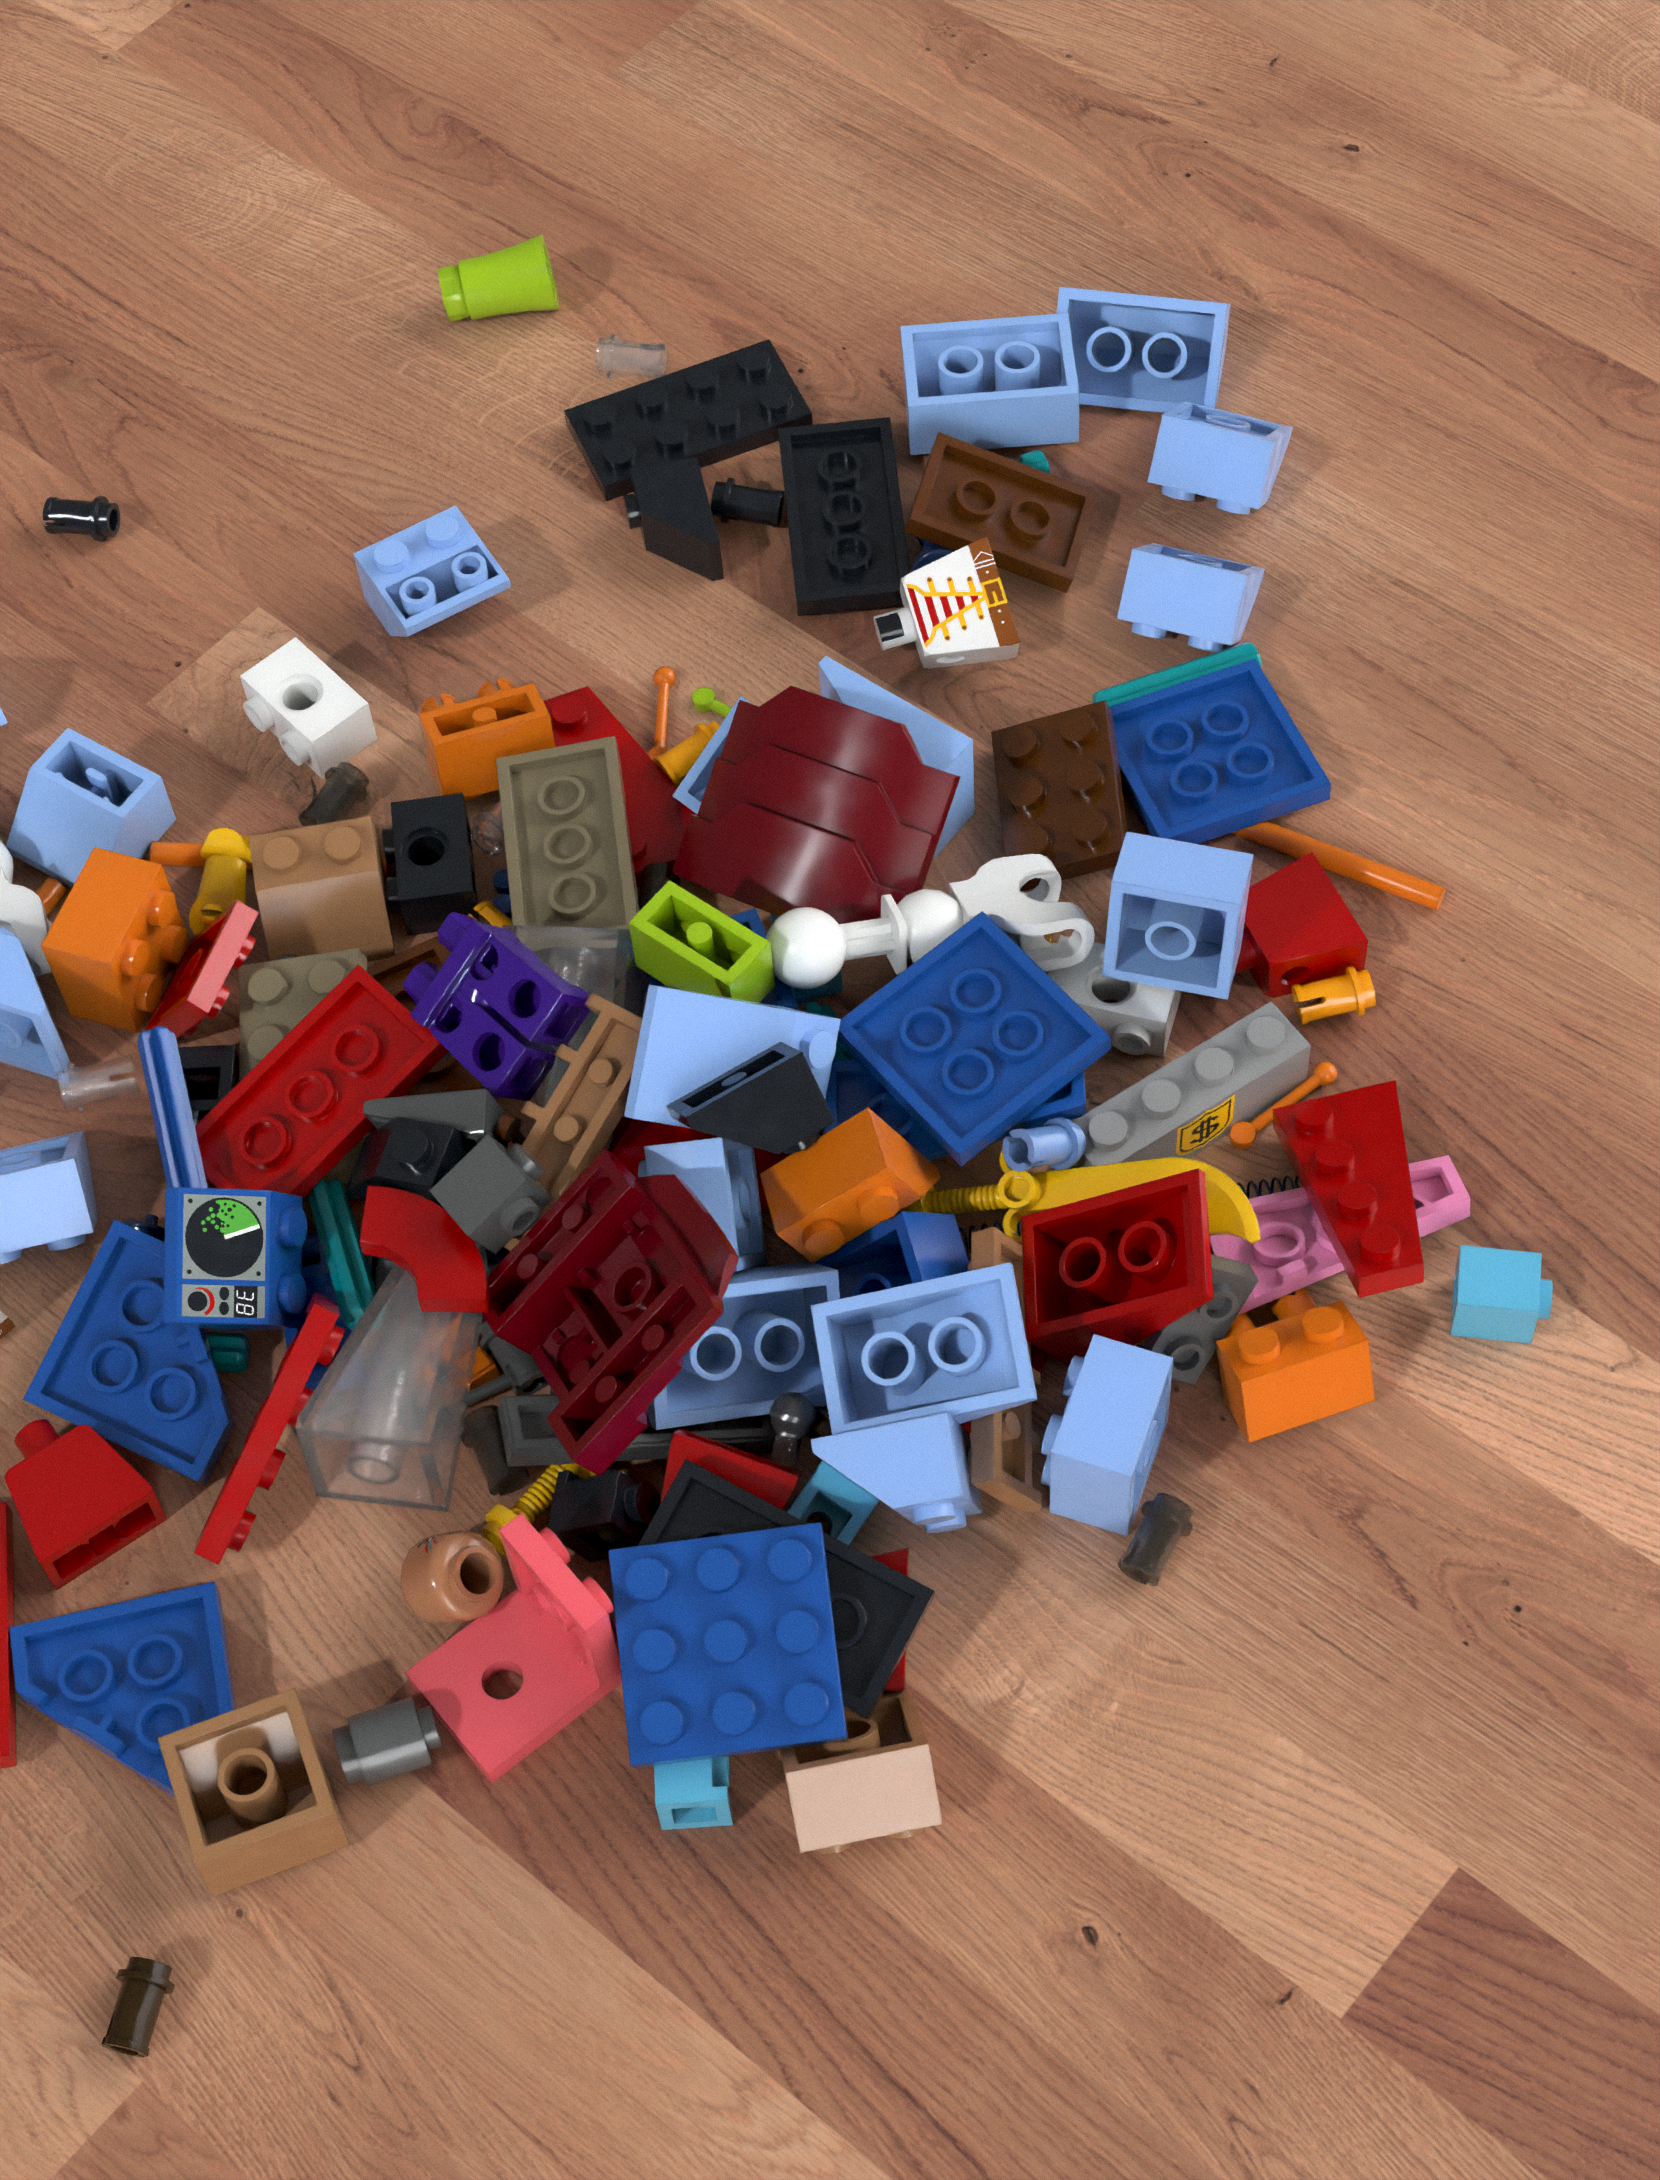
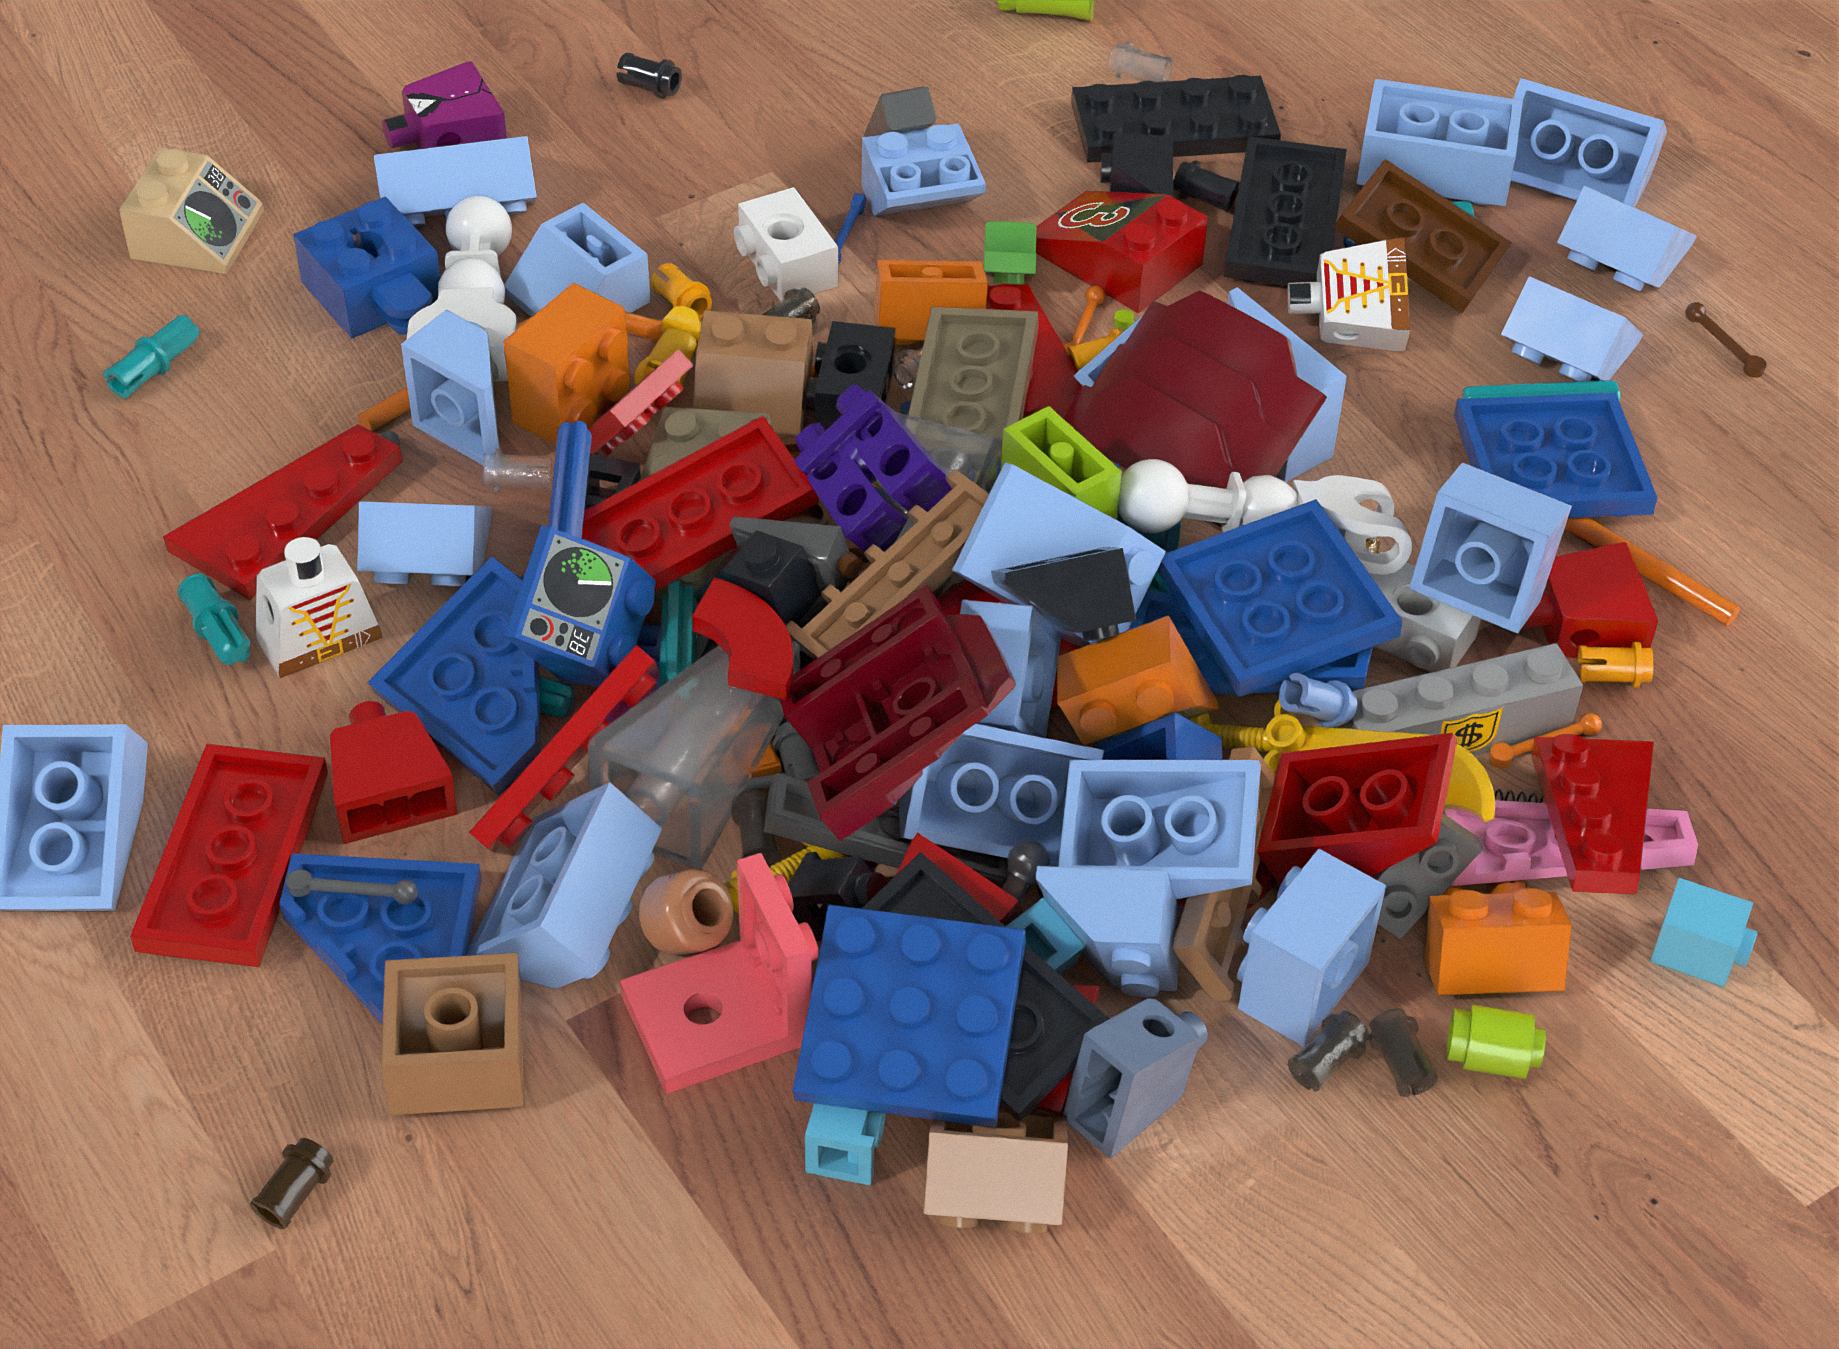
camera: 10 degrees right, 10 degrees down
(32, 1662) = (301, 883): none -> dark grey hinge
(217, 805) = (681, 289): none -> light orange pin
(315, 1585) = (569, 887): none -> light blue slope
(369, 632) = (857, 207): none -> blue hinge
(387, 1741) = (584, 1029): dark grey brick -> none
(389, 511) = (902, 112): none -> dark grey slope
(493, 1193) = (819, 603): dark grey brick -> none
(557, 652) = (1010, 251): none -> bright green bracket
(674, 603) = (1125, 243): none -> red slope
(967, 1628) = (1131, 1072): none -> sand blue torso
(1062, 790) = (1414, 444): reddish brown plate -> none
(1229, 1518) = (1397, 1040): none -> clear smoke pin
(1320, 1481) = (1495, 1041): none -> lime brick
(1390, 576) = (1753, 365): none -> reddish brown hinge

